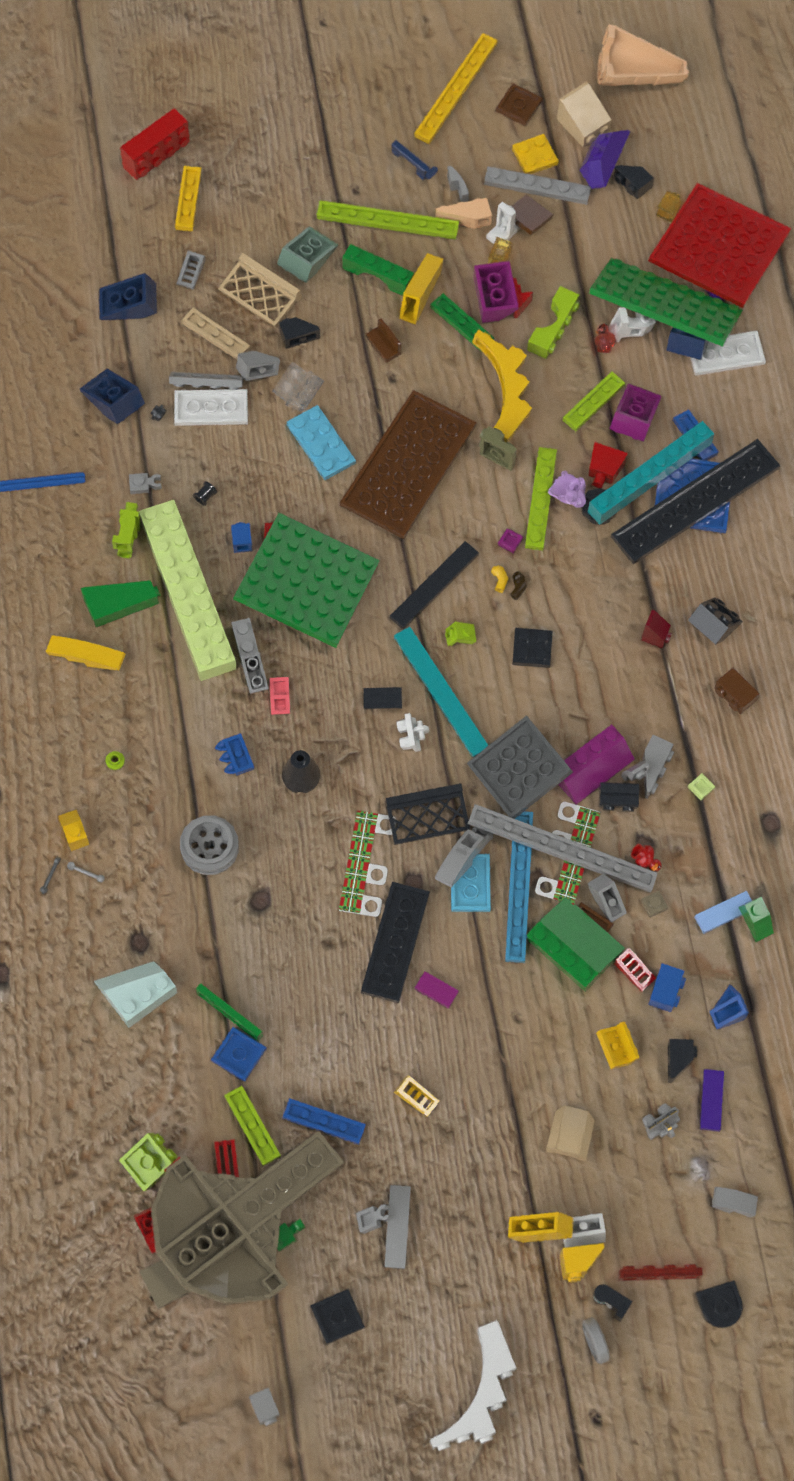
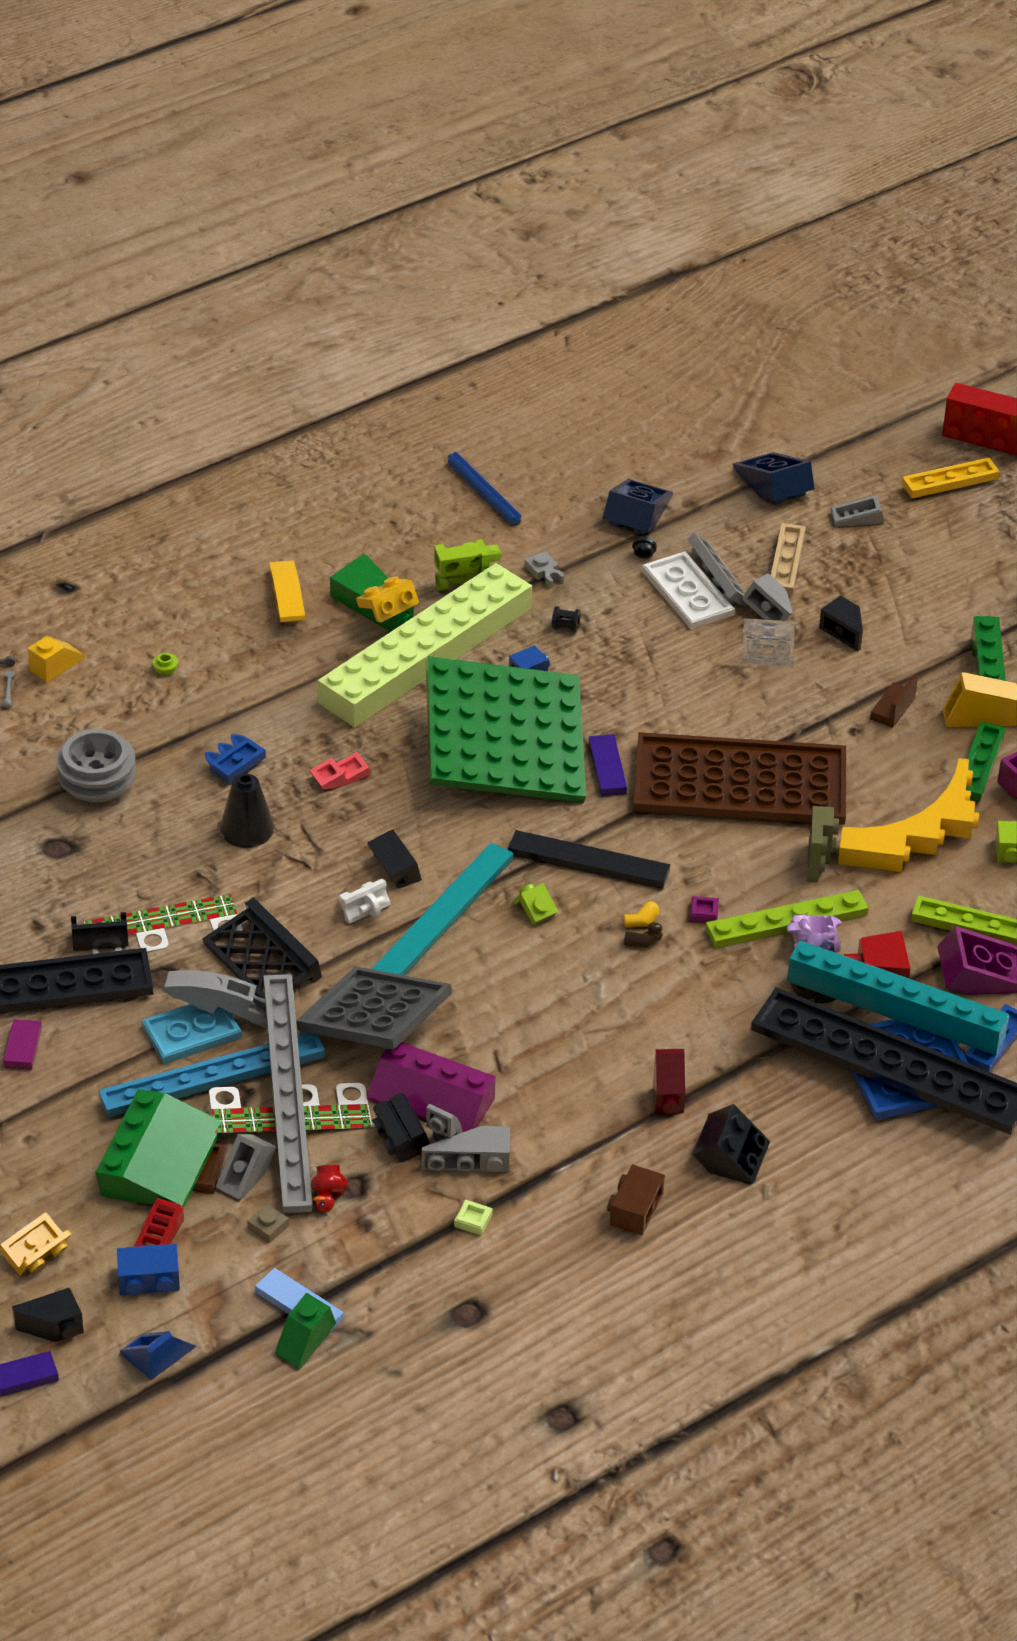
camera: 65 degrees right, 25 degrees down
(142, 593) = (389, 599): none -> yellow bracket
(249, 656) = (372, 728): light grey slope -> none
(269, 278) = (895, 576): tan fence -> none
(306, 254) = (957, 593): sand green slope -> none
(321, 442) = (712, 696): medium azure plate -> none
(354, 534) = (607, 765): none -> dark purple tile
(361, 904) = (99, 934): none -> black hinge
(532, 647) = (564, 980): black plate -> none

